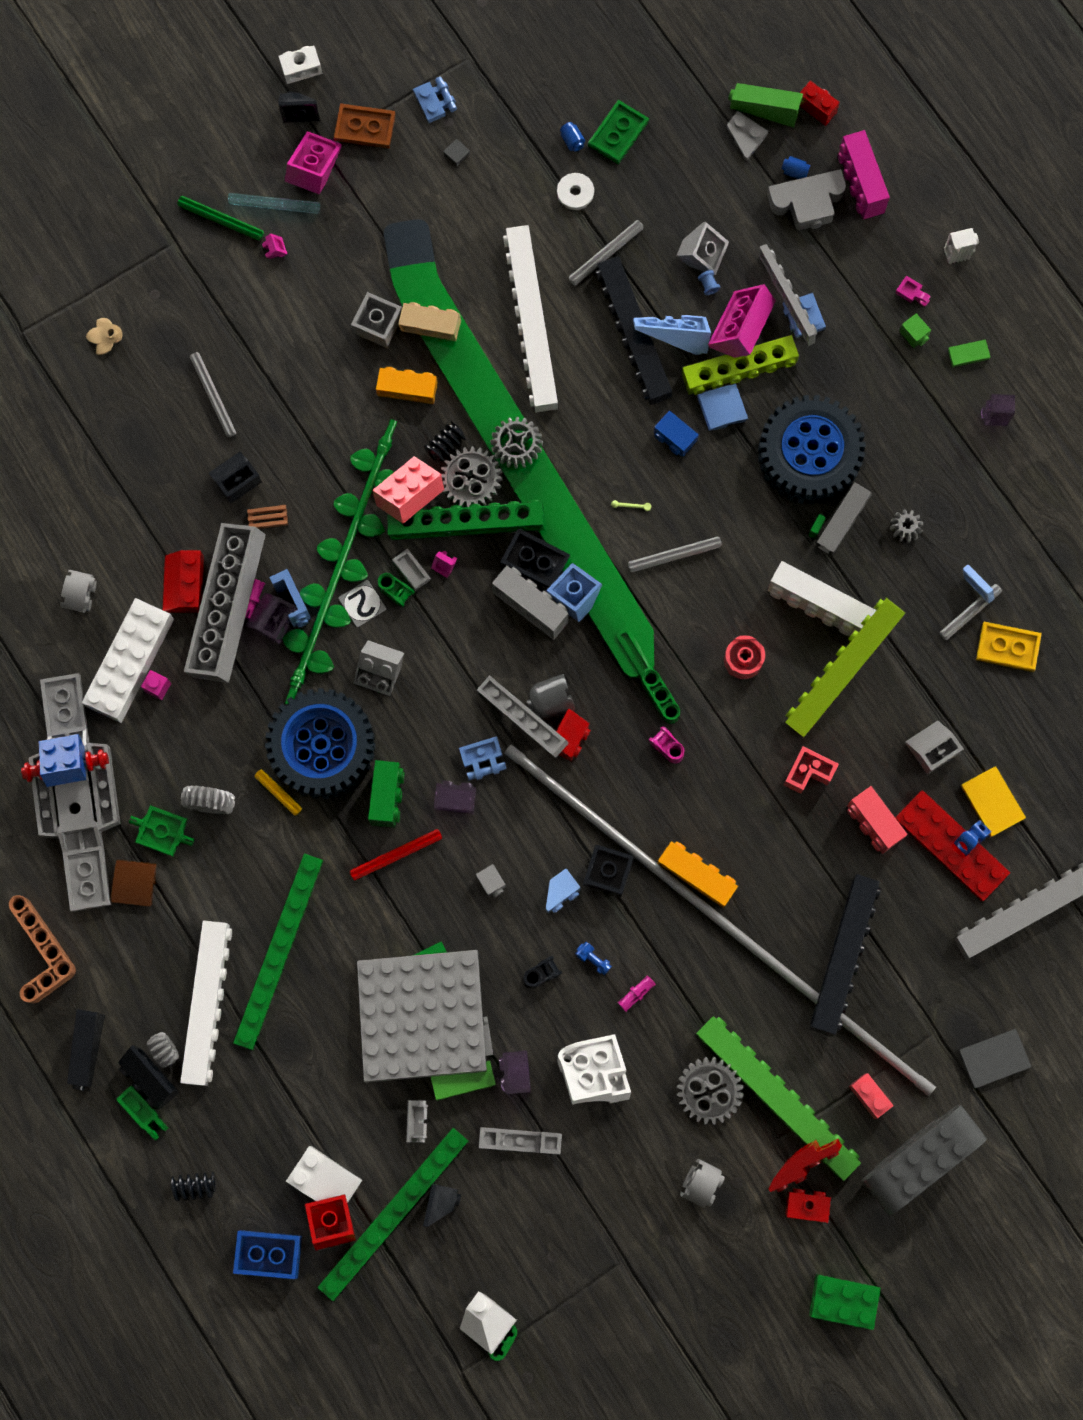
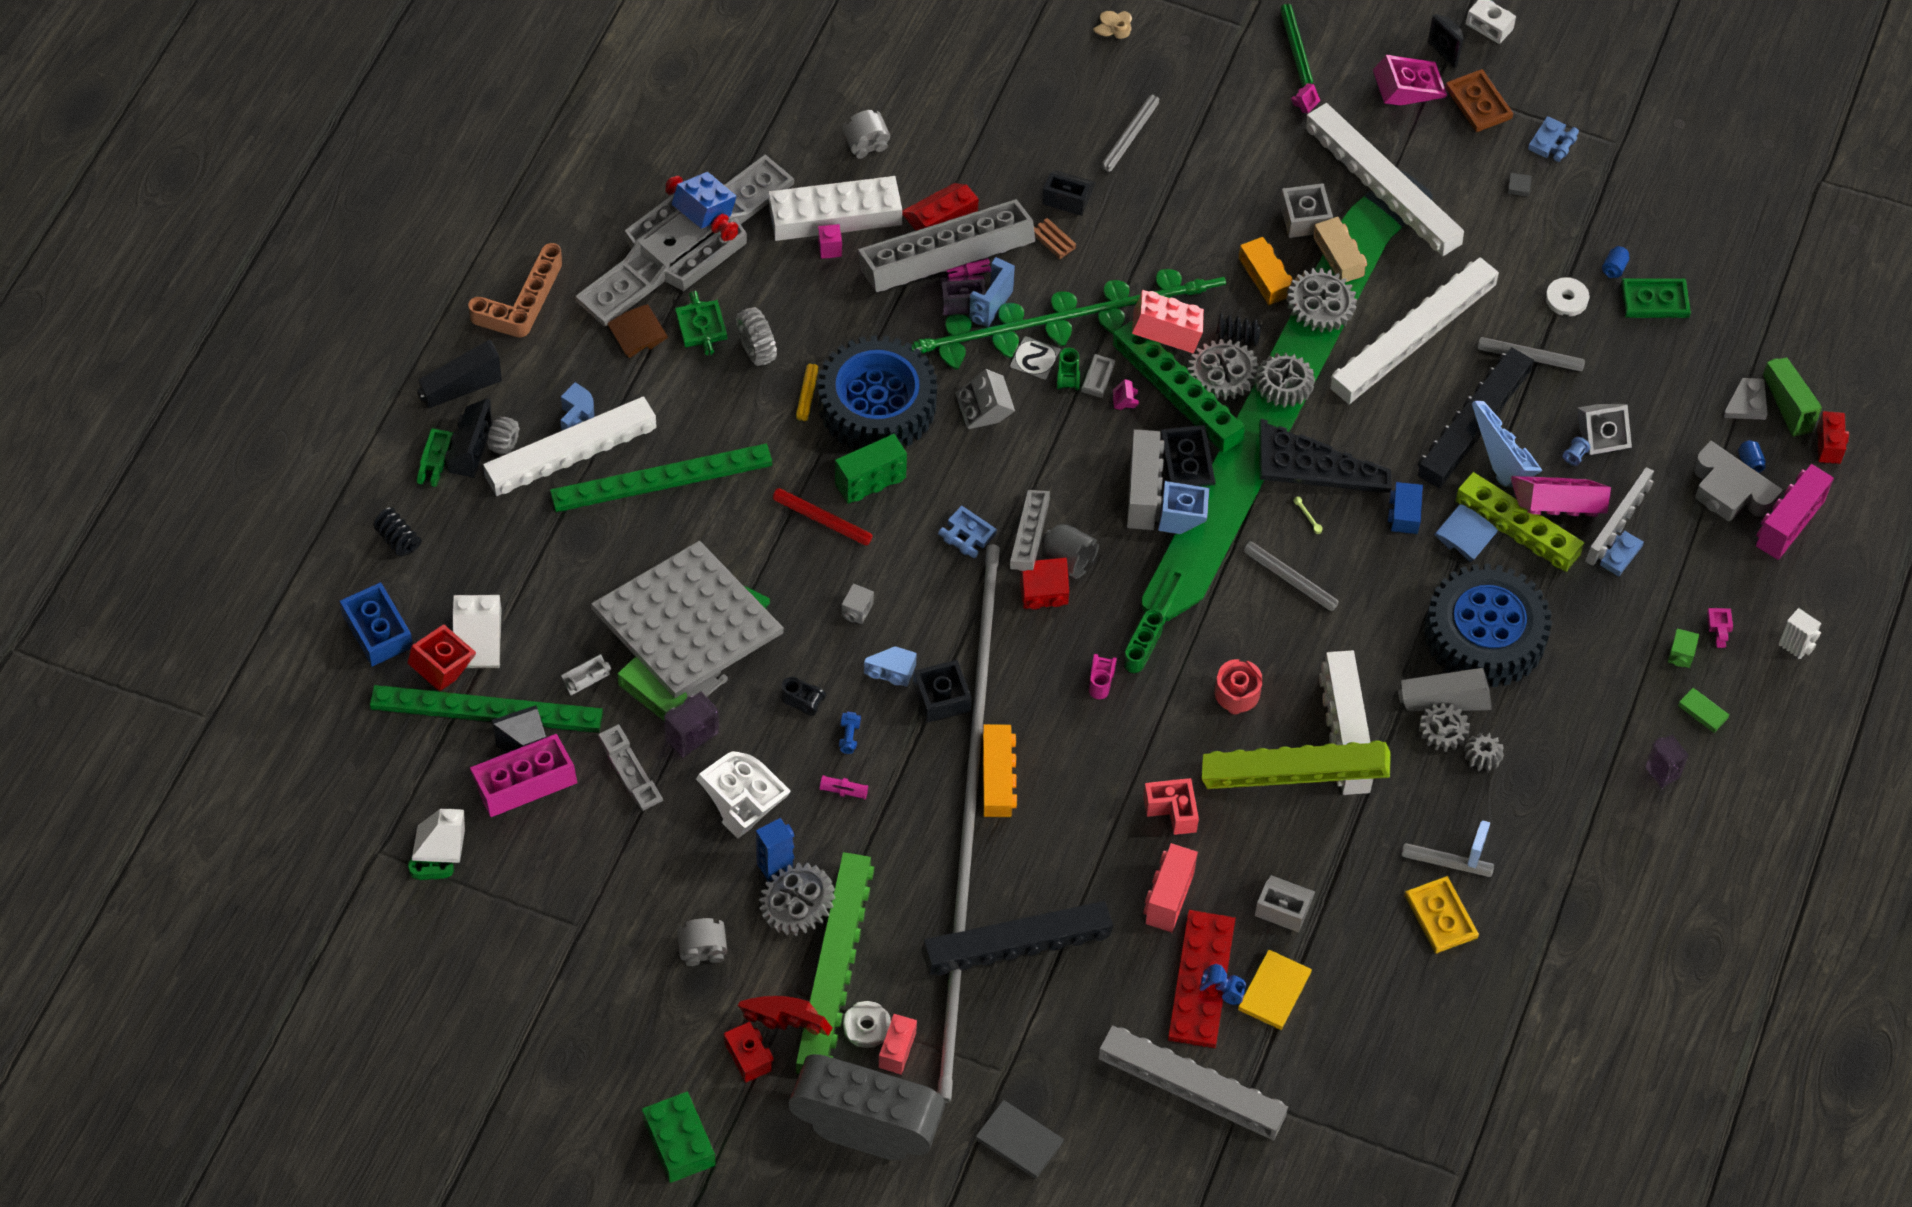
camera: 50 degrees right, 20 degrees down
(174, 970) = (578, 404): none -> medium blue brick
(274, 203) = (1346, 76): clear light blue axle -> none
(389, 244) = (1384, 179): none -> white brick
(450, 357) = (1321, 300): none -> light grey gear
(455, 797) = (912, 530): clear purple brick -> none
(474, 1225) = (524, 775): none -> dark pink slope
(593, 475) = (1311, 462): none -> black wing
(667, 1083) = (774, 848): none -> blue brick
(817, 526) = (1416, 672): green tile -> none
(825, 1109) = (866, 1011): none -> white tile
(864, 531) = (1444, 727): none -> light grey gear

